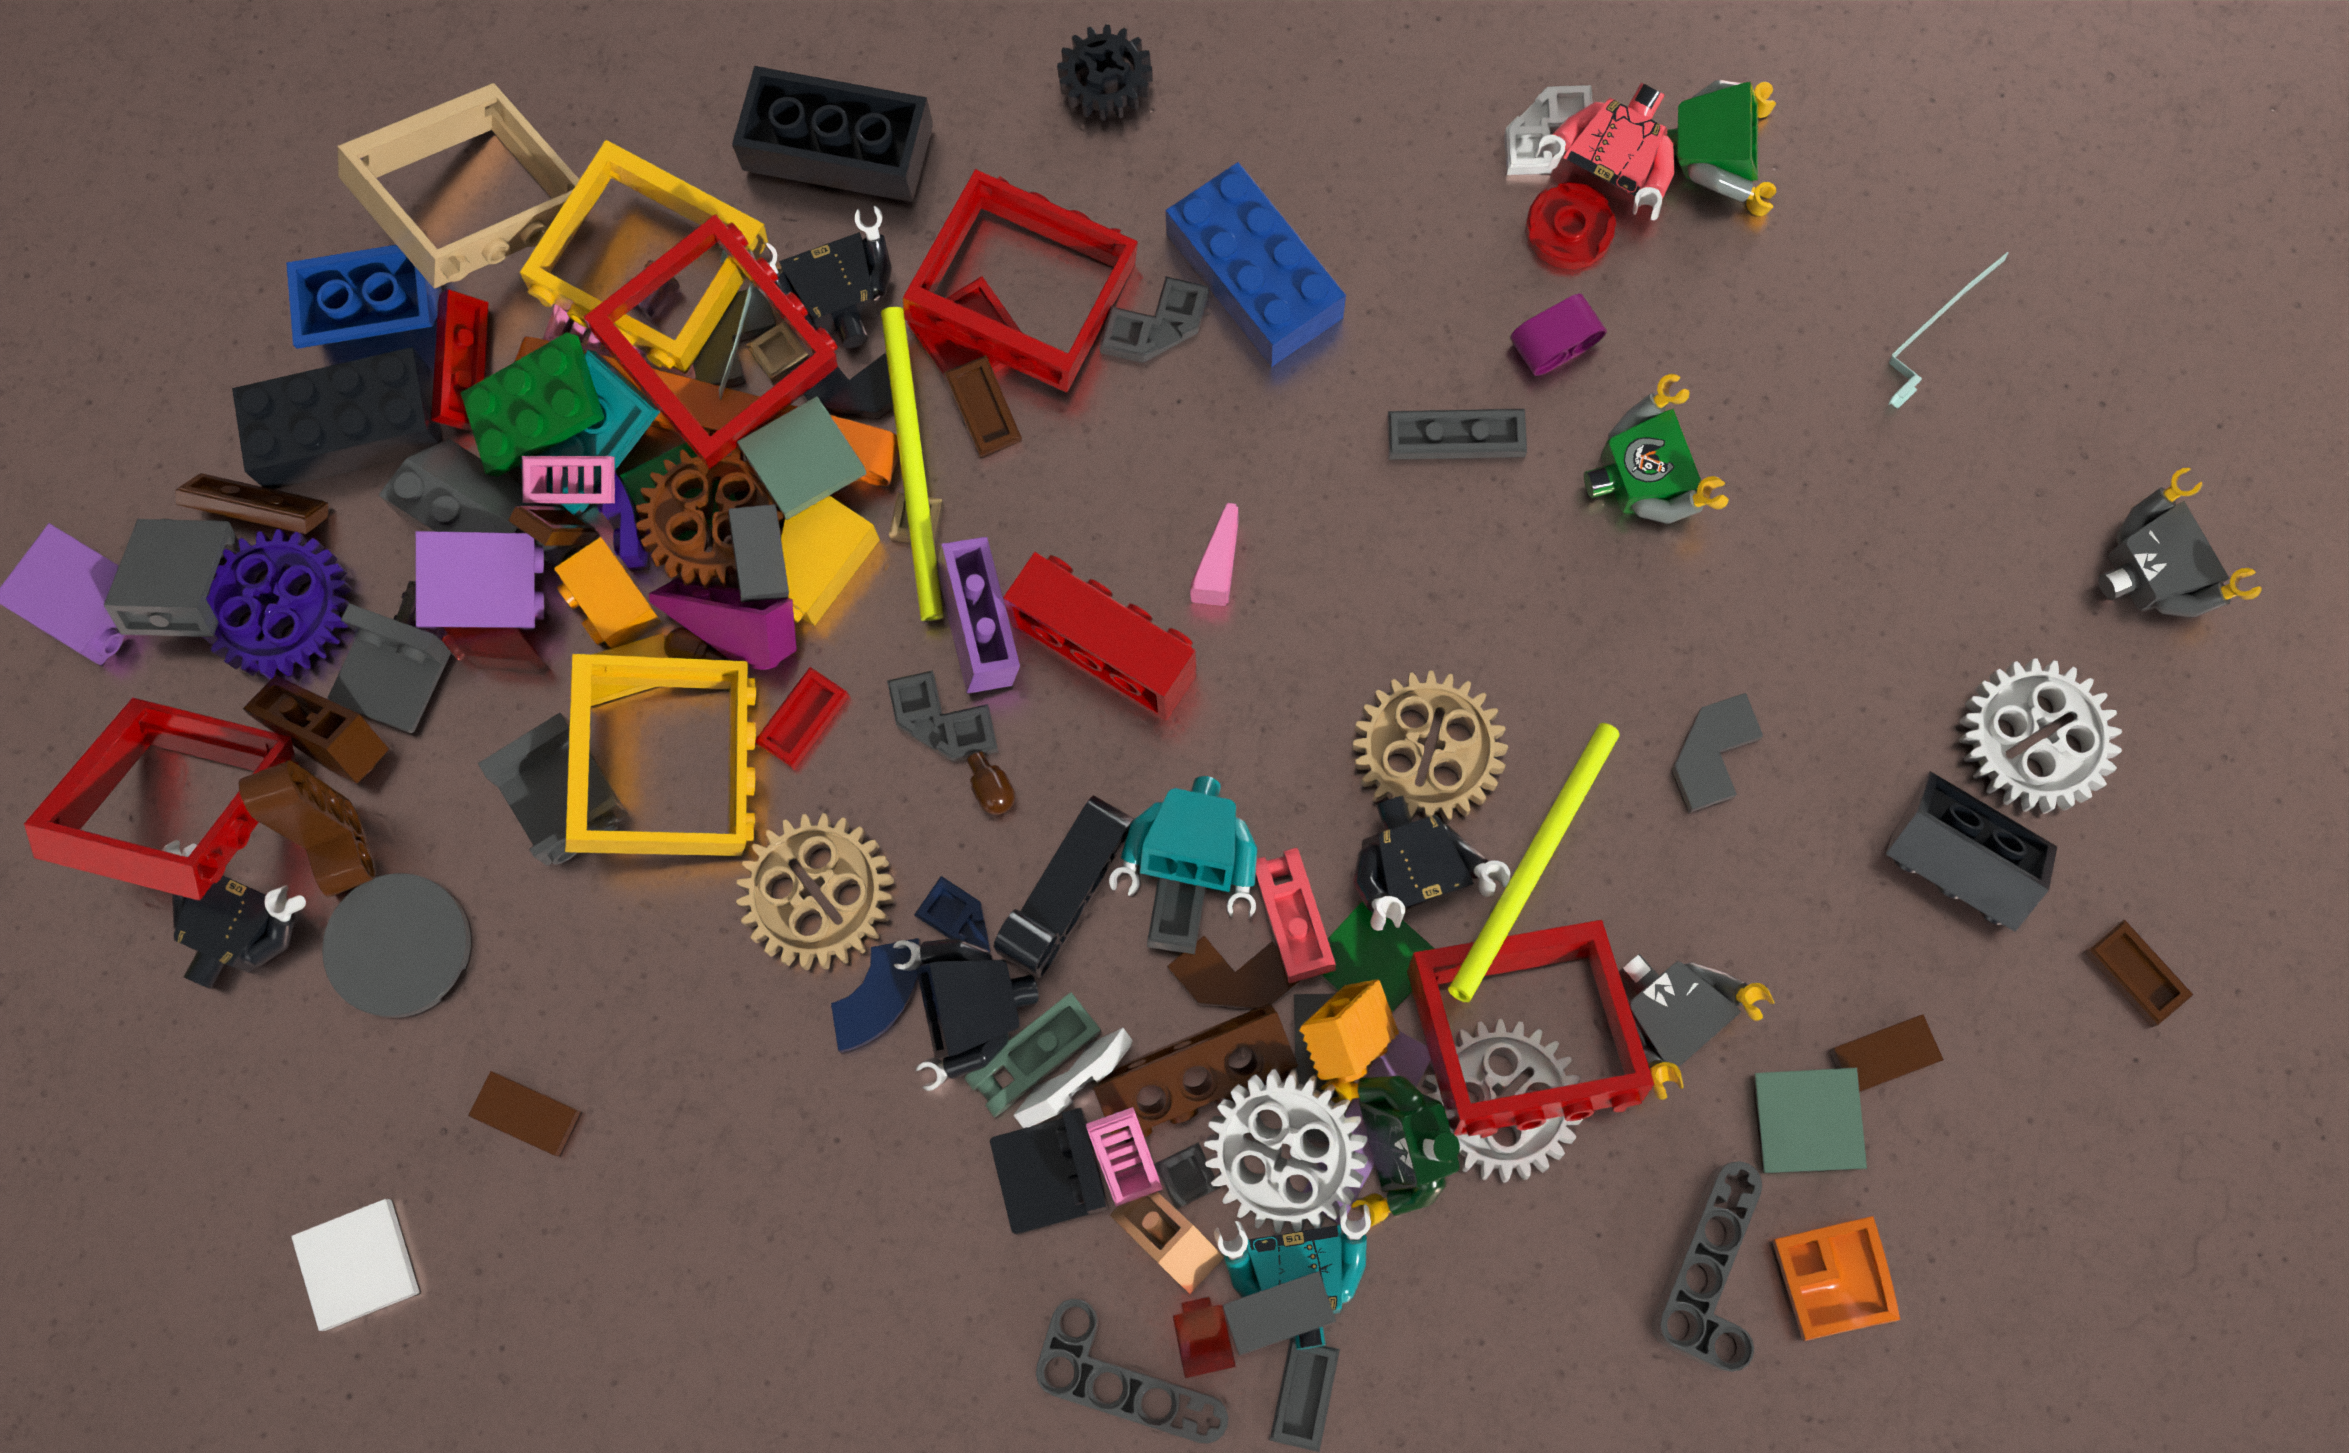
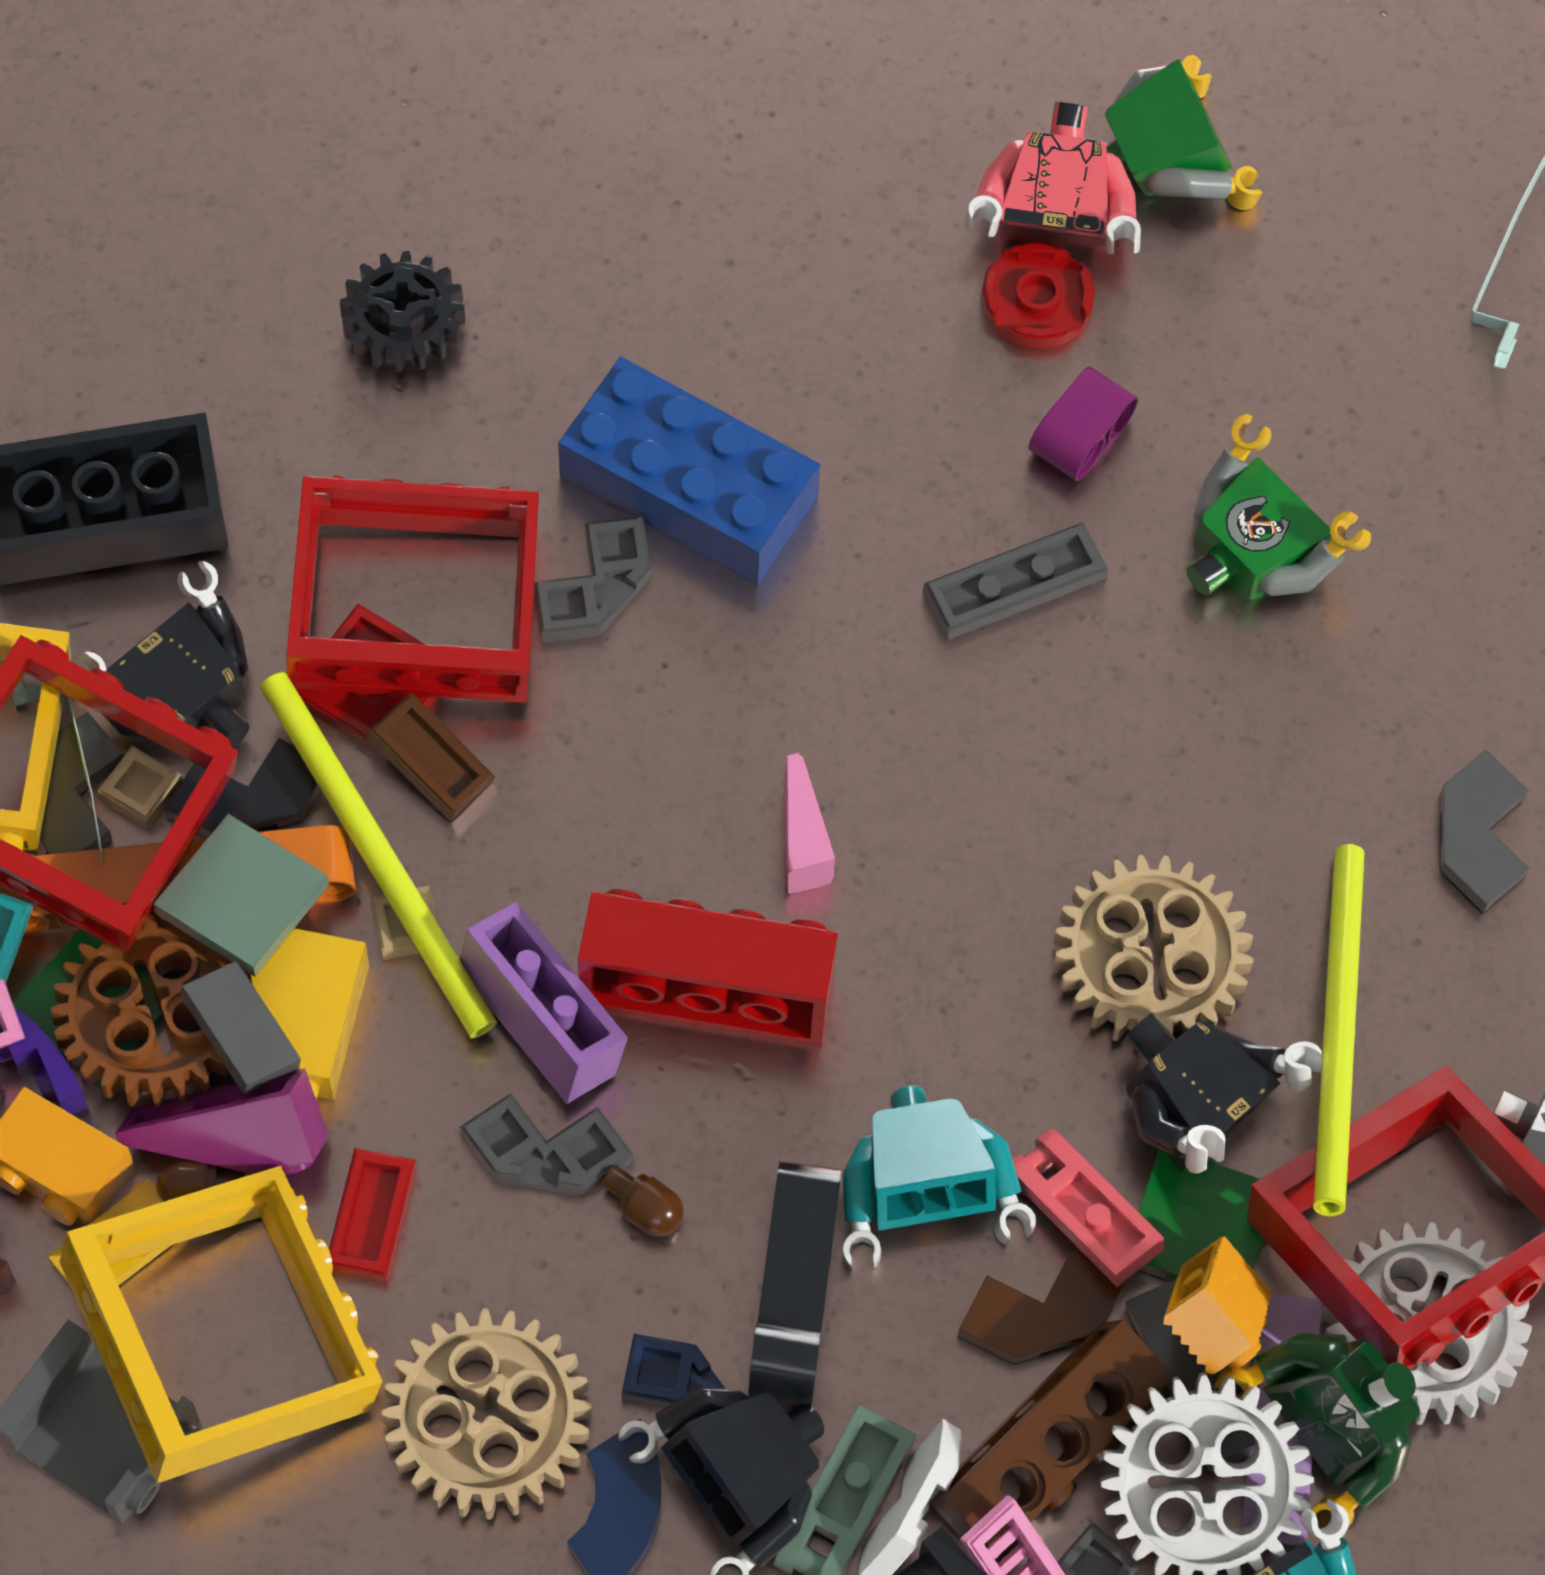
camera: 30 degrees left, 10 degrees down
(1176, 916) = (943, 1264): dark grey tile -> none
(1541, 119) = (944, 199): white tile -> none

